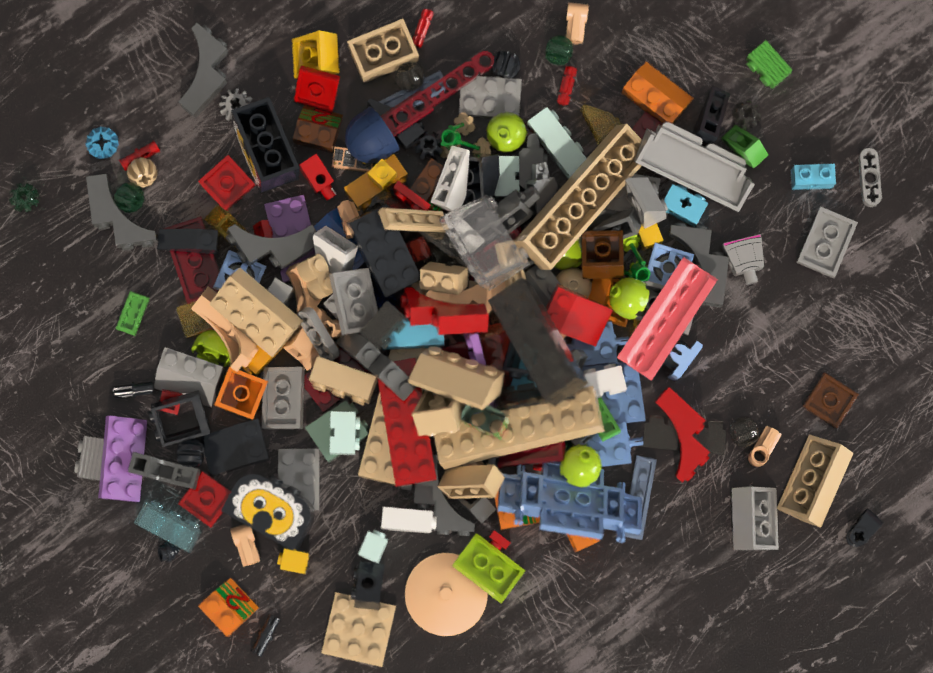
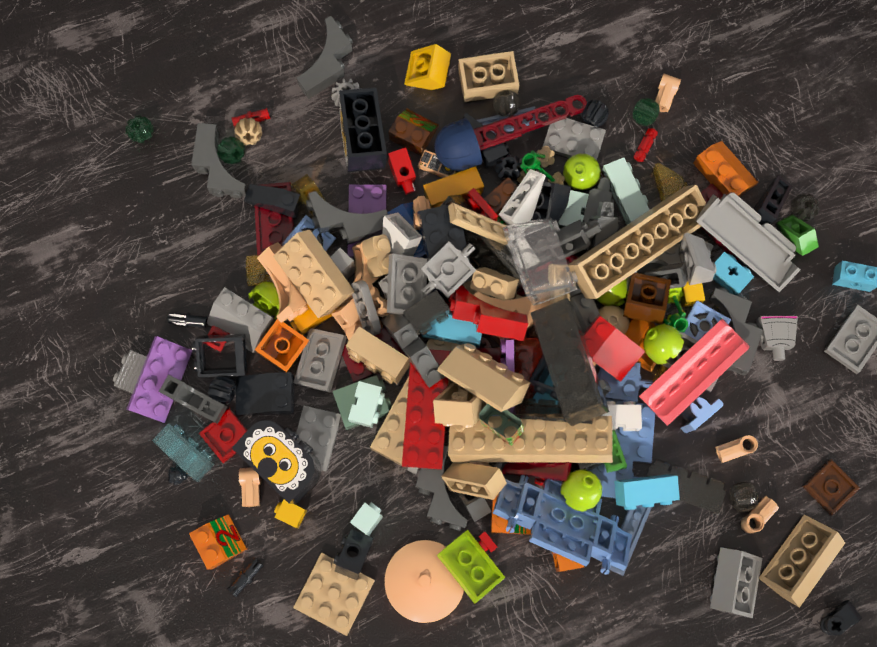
camera: 20 degrees right, 5 degrees down
(109, 147) = (226, 105): dark azure gear -> none
(132, 313) = (206, 252): bright green plate -> none
(226, 183) = (320, 158): red plate -> none
(263, 229) = (342, 204): red plate -> none
(316, 88) = (421, 95): red tile -> none
(382, 175) = (460, 180): yellow brick -> none
(393, 276) = (448, 269): none -> light grey plate
(408, 520) = (405, 501): white slope -> none
(418, 249) = (479, 254): clear red tile -> none
(422, 27) = (528, 66): red axle -> none
(646, 450) = (647, 491): none -> medium azure brick
(686, 423) = (690, 474): red arch -> none
(725, 385) = (735, 448): none -> light nougat piece
(768, 65) = (834, 168): bright green brick -> none

